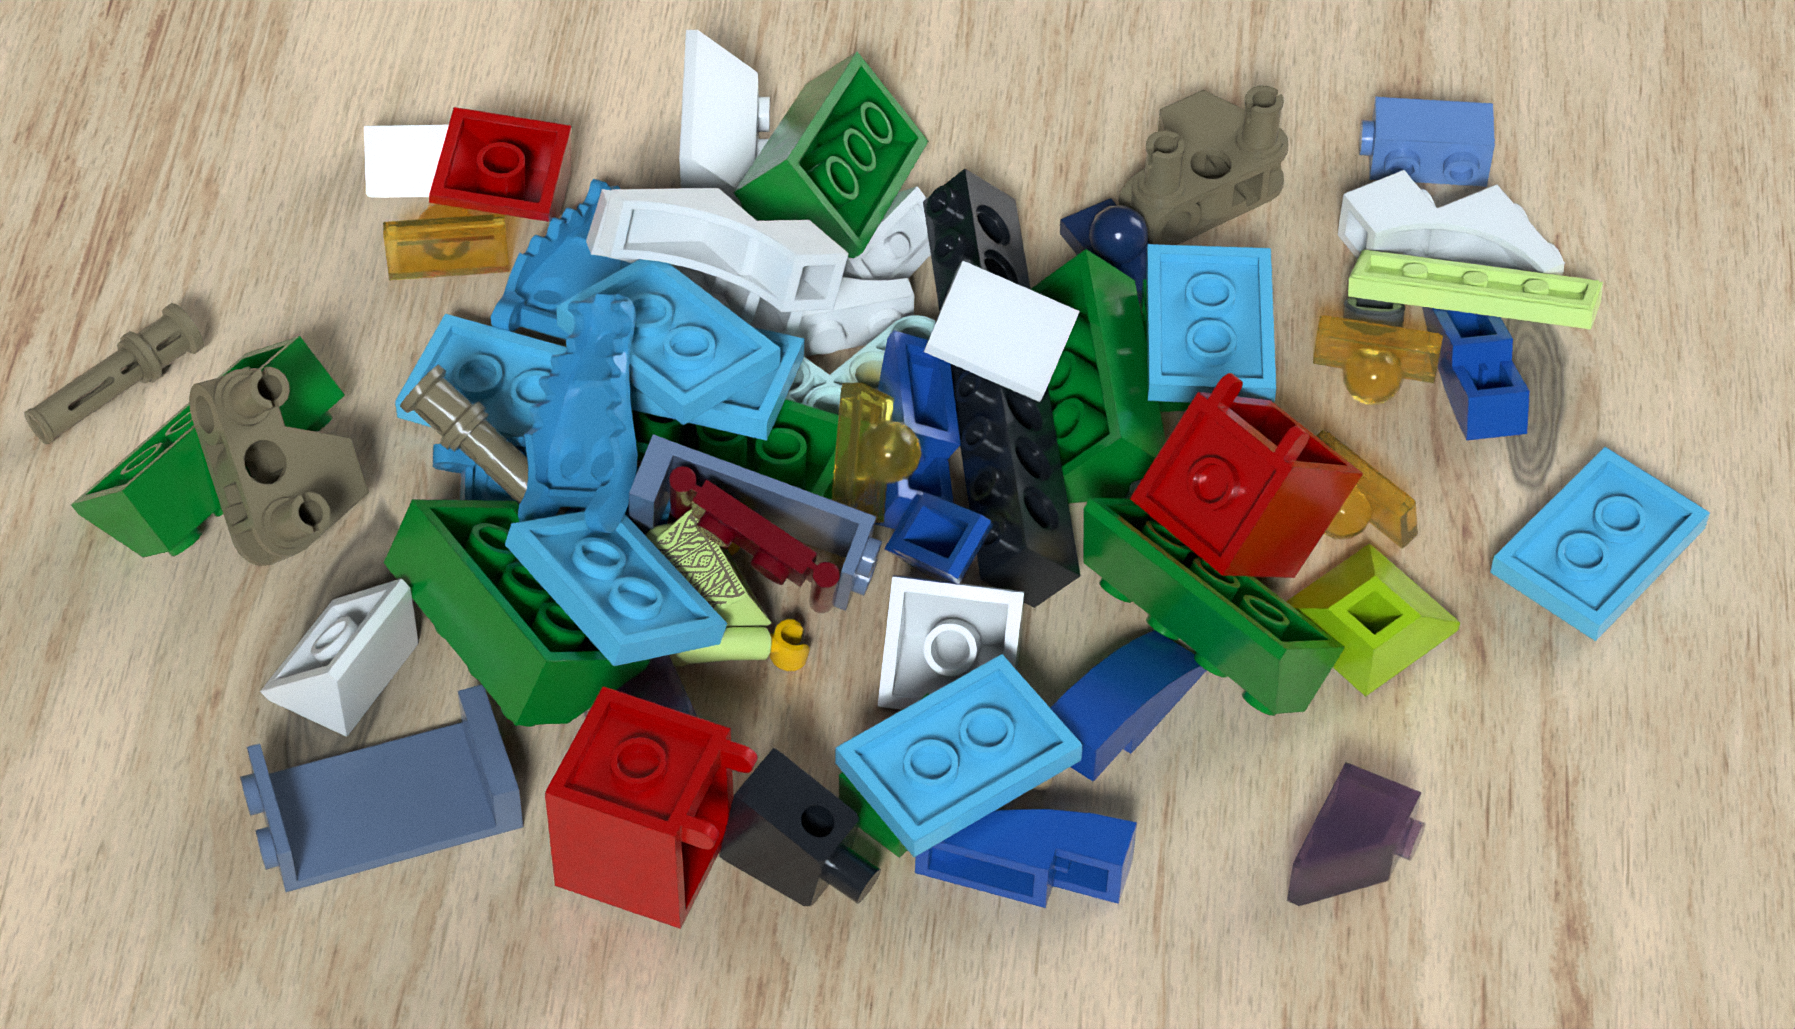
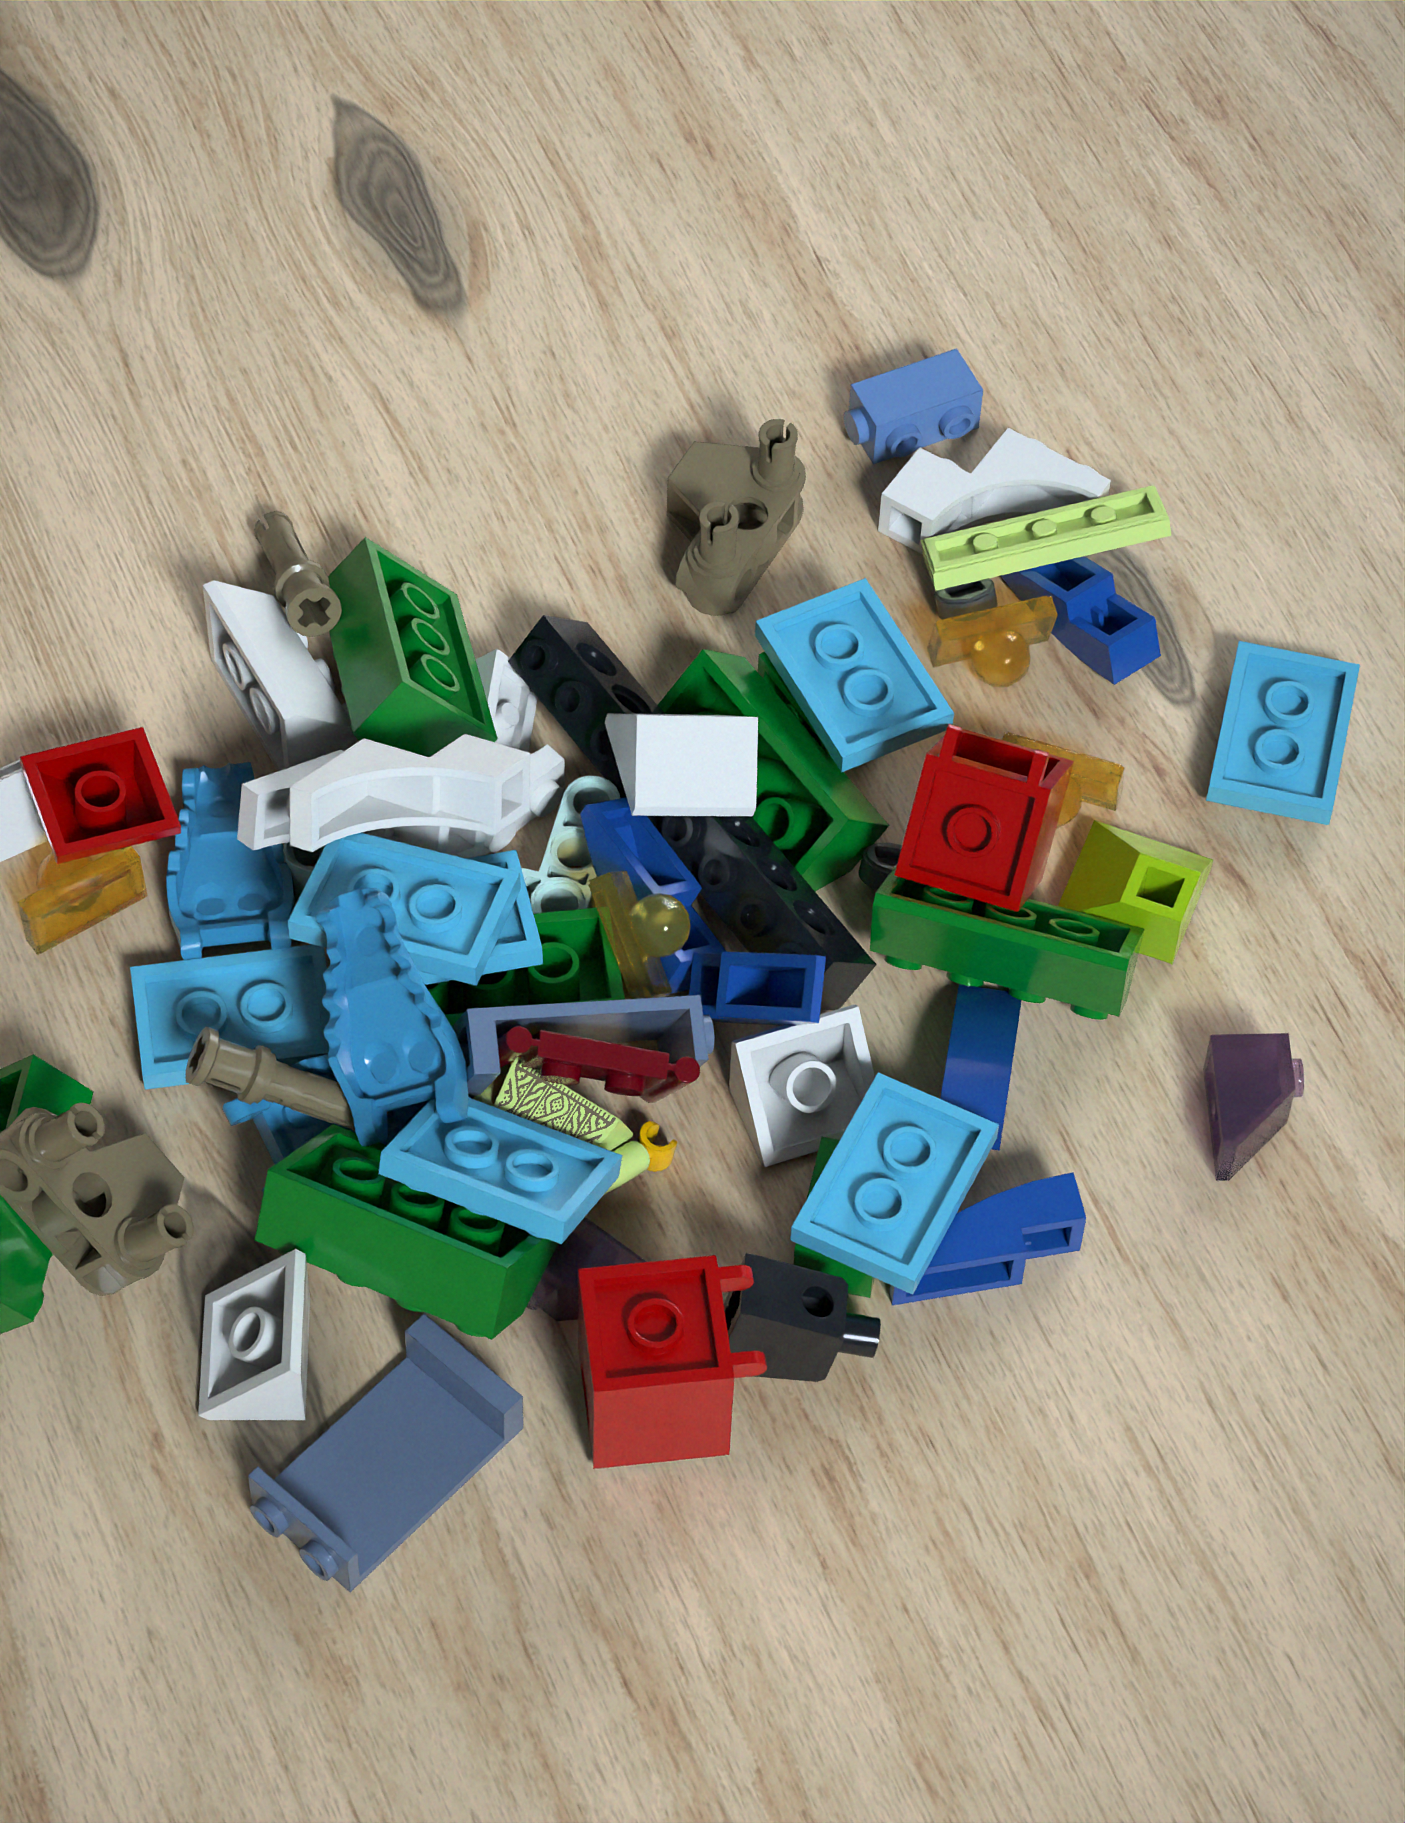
camera: 30 degrees left, 5 degrees up
(786, 69) = (299, 582): none -> dark tan pin
(1112, 234) = (692, 622): dark blue tile -> none

